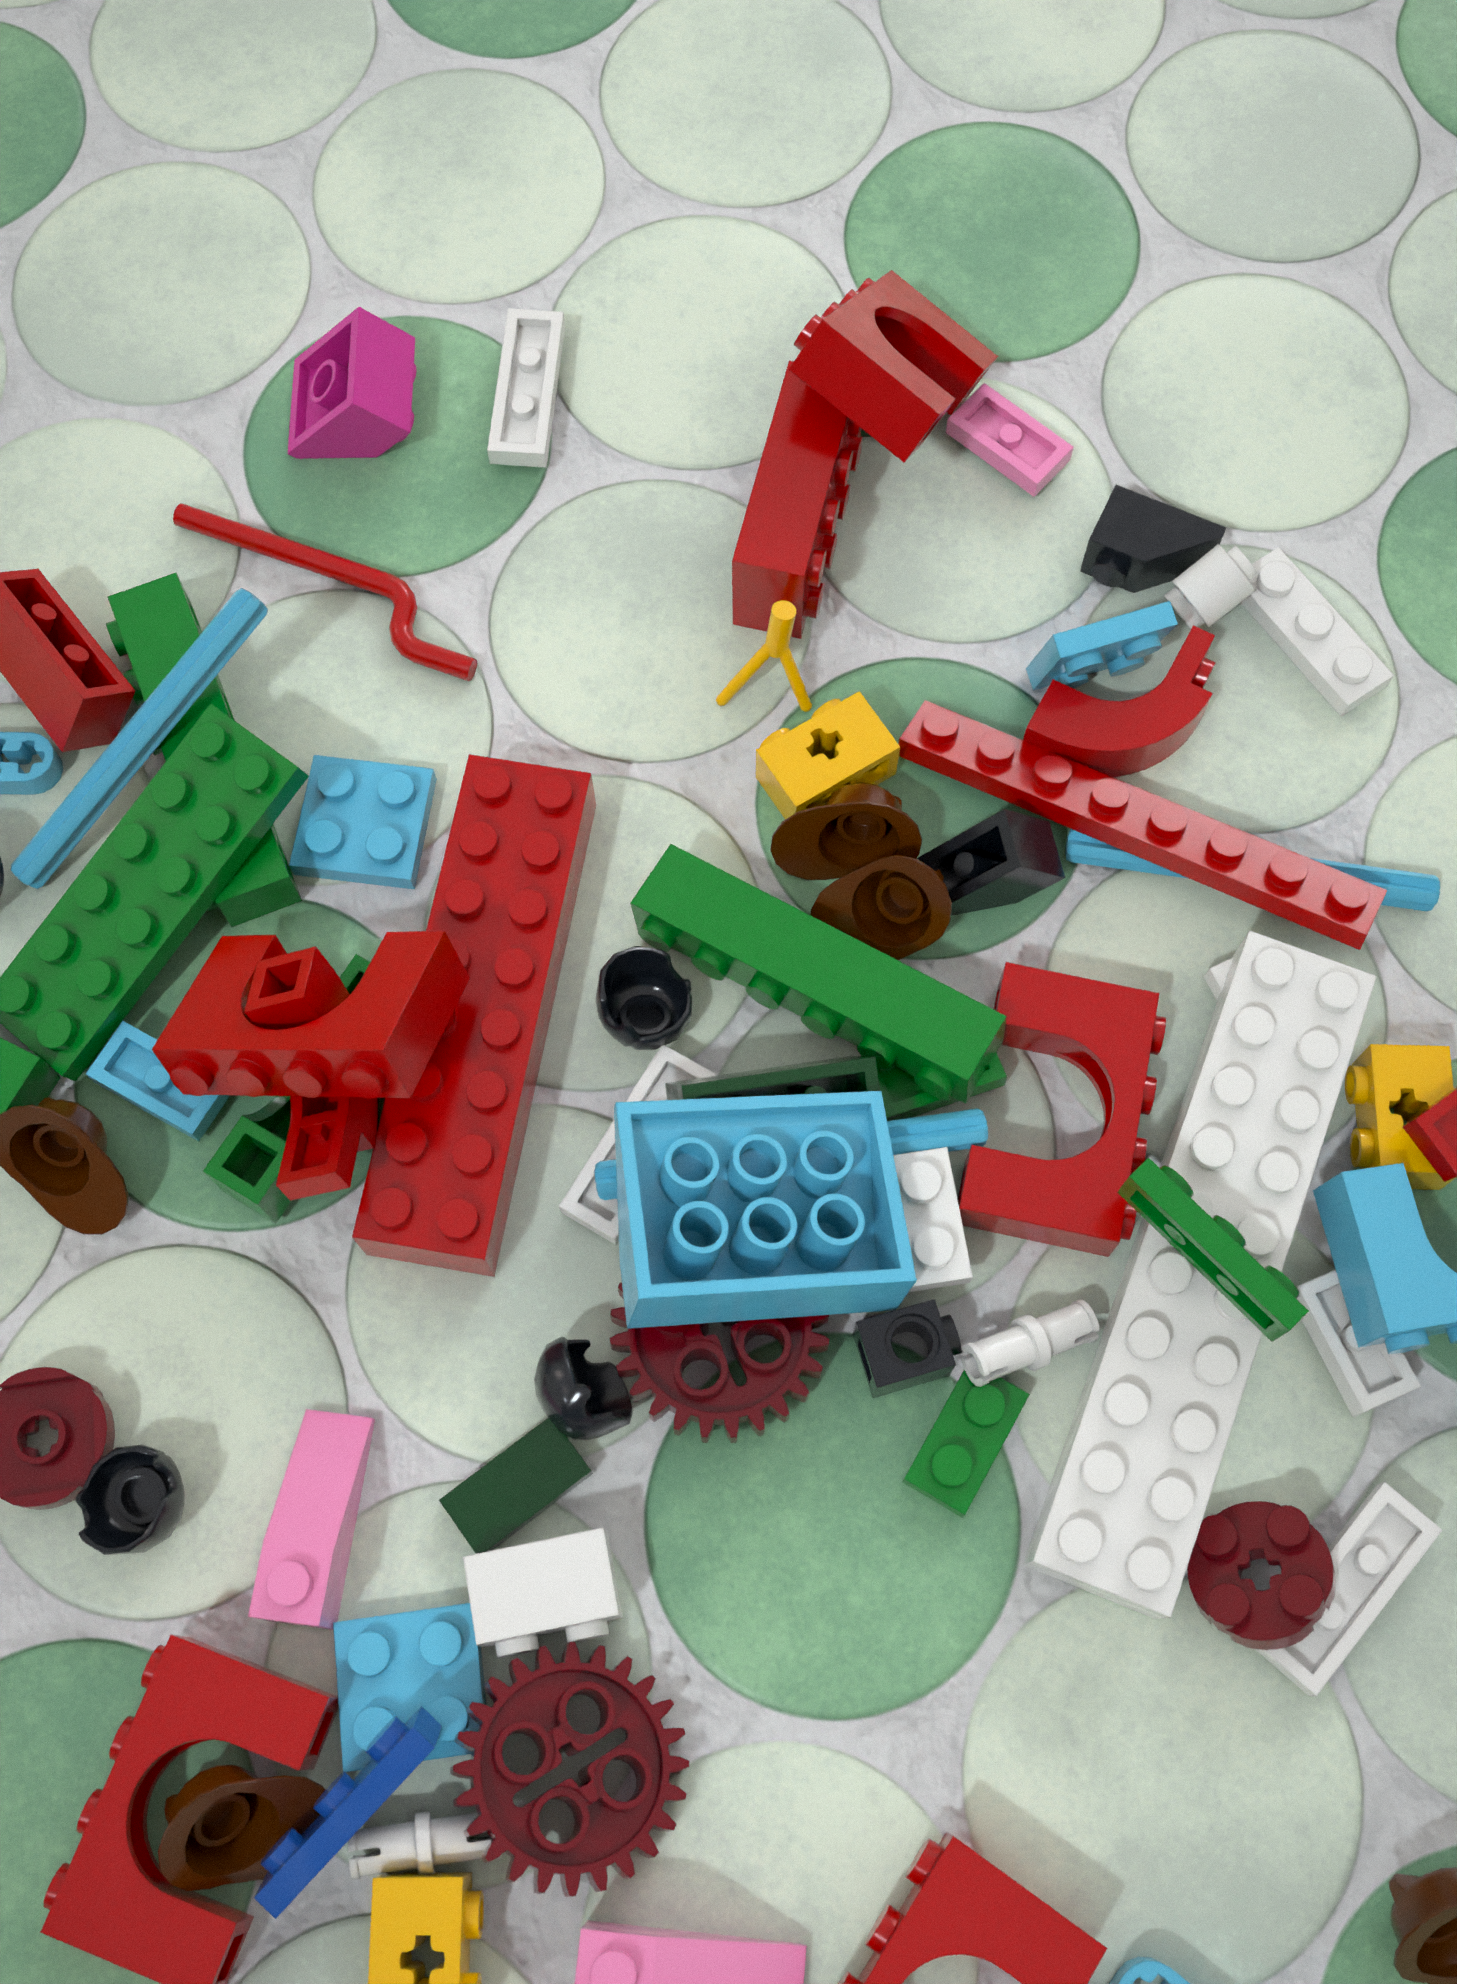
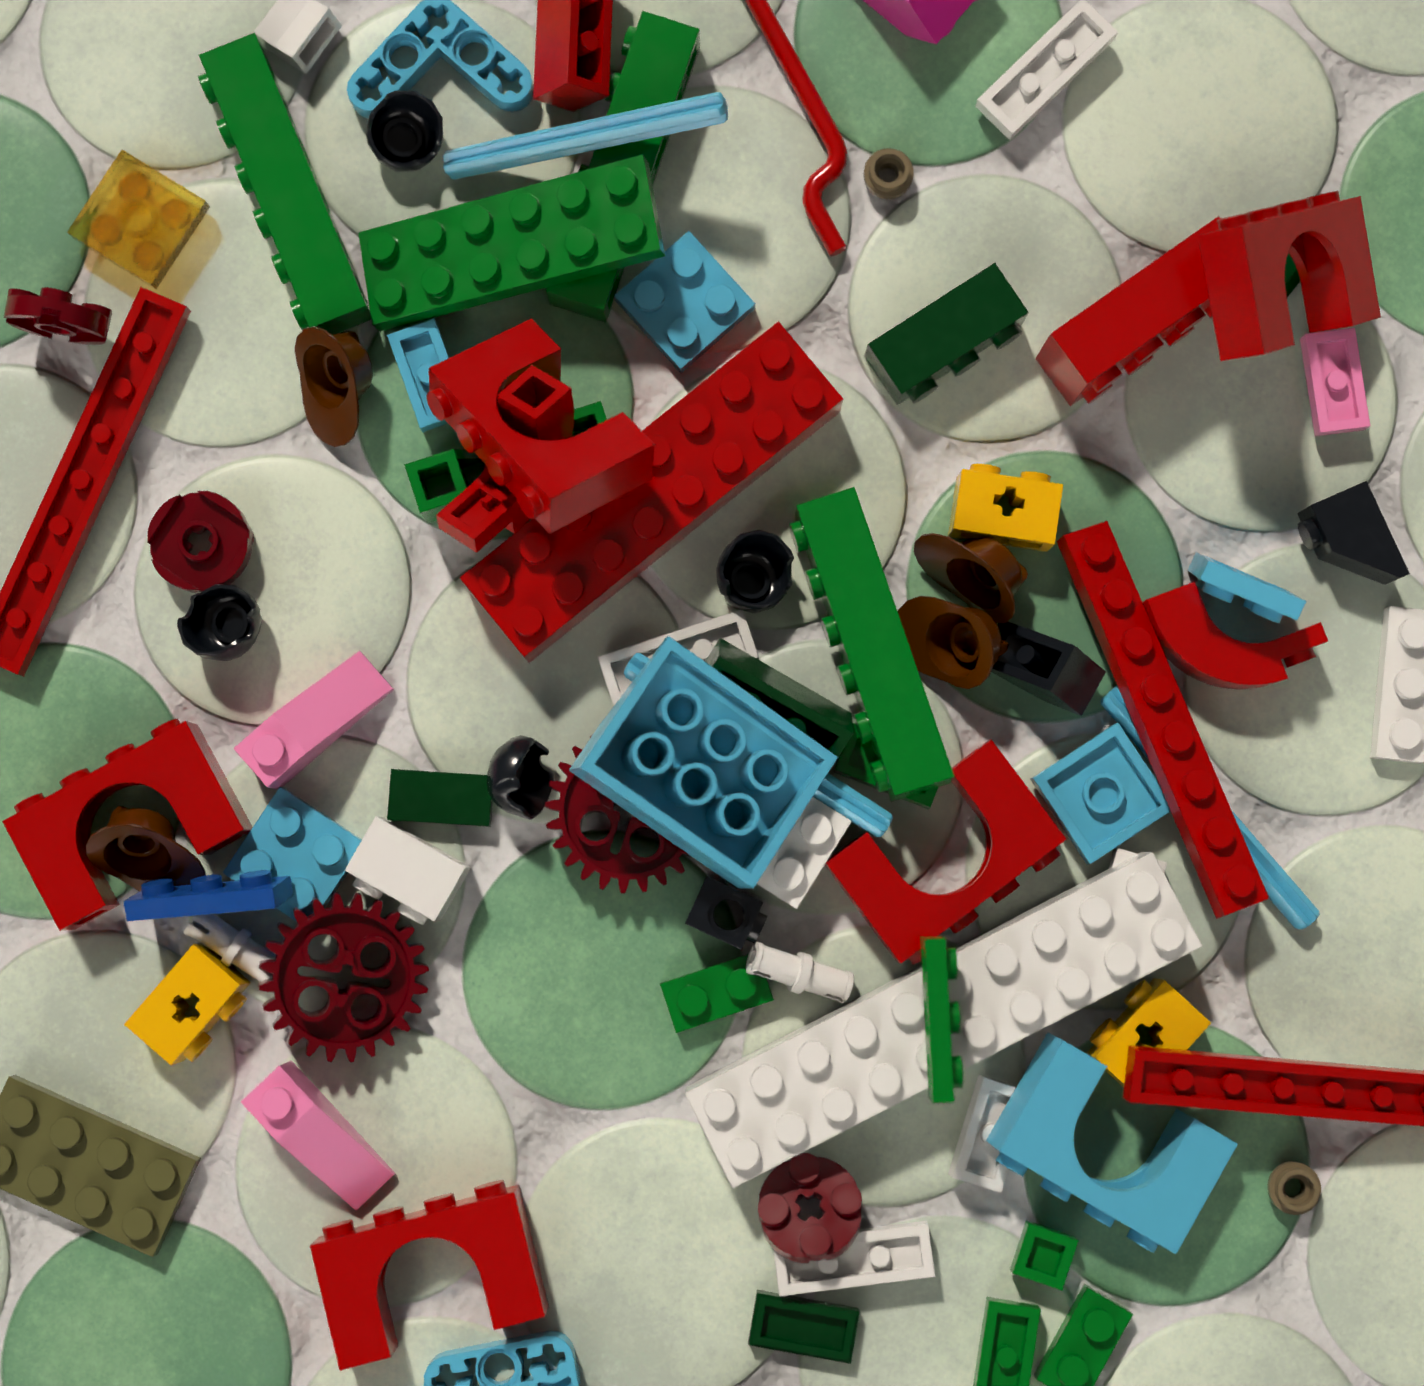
camera: 40 degrees right, 15 degrees up
(456, 558) = (893, 160): none -> dark tan plate
(636, 659) = (947, 335): none -> dark green brick
(775, 646) = (1037, 408): yellow plant -> none
(1149, 933) = (1102, 793): none -> medium azure plate
(1212, 586) = (1363, 603): white brick -> none
(1366, 1710) = (803, 1326): none -> dark green tile

